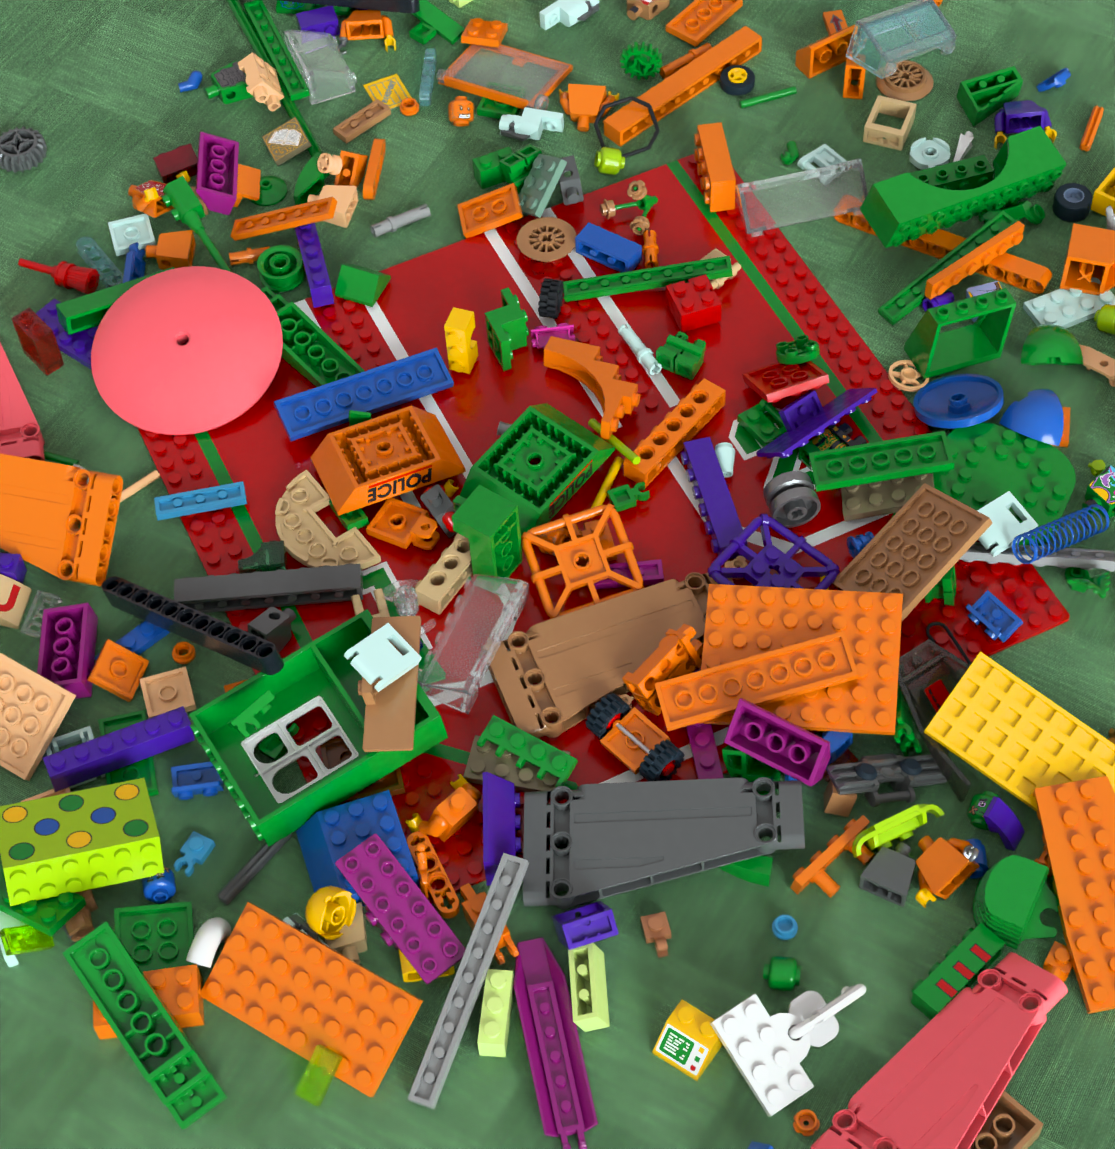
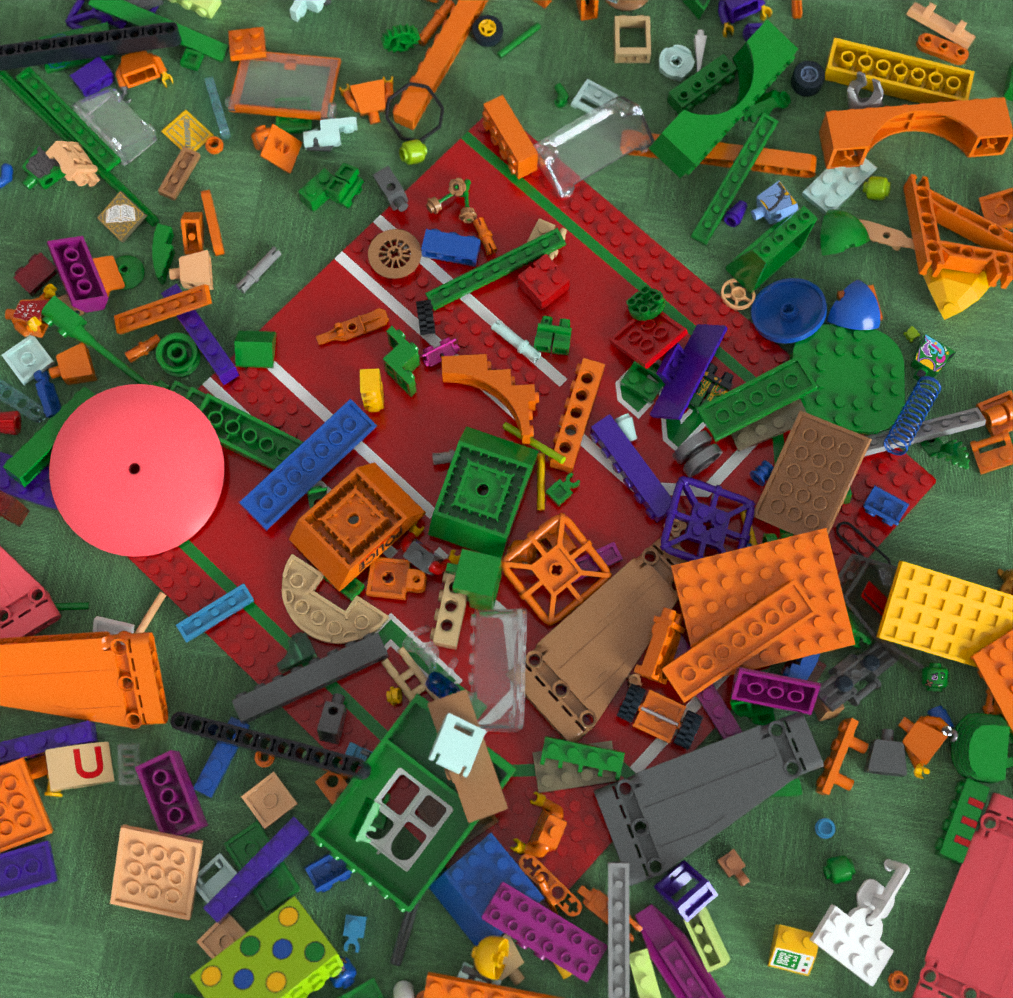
camera: 25 degrees left, 20 degrees up
(118, 670) = (220, 795): orange tile -> none
(329, 164) = (175, 235): light nougat wheel -> none
(461, 294) = (363, 324): none -> orange piece
(474, 124) = (281, 148): none -> orange piece
(490, 210) = (333, 238): orange plate -> none
(499, 822) = (588, 832): dark purple slope -> none
(540, 184) = (368, 202): sand green plate -> none
(896, 826) = (877, 721): lime plate -> none
(974, 260) = (754, 174): orange plate -> none
(1003, 821) = (954, 686): dark purple slope -> none
(1004, 524) = (868, 424): light aqua container -> none

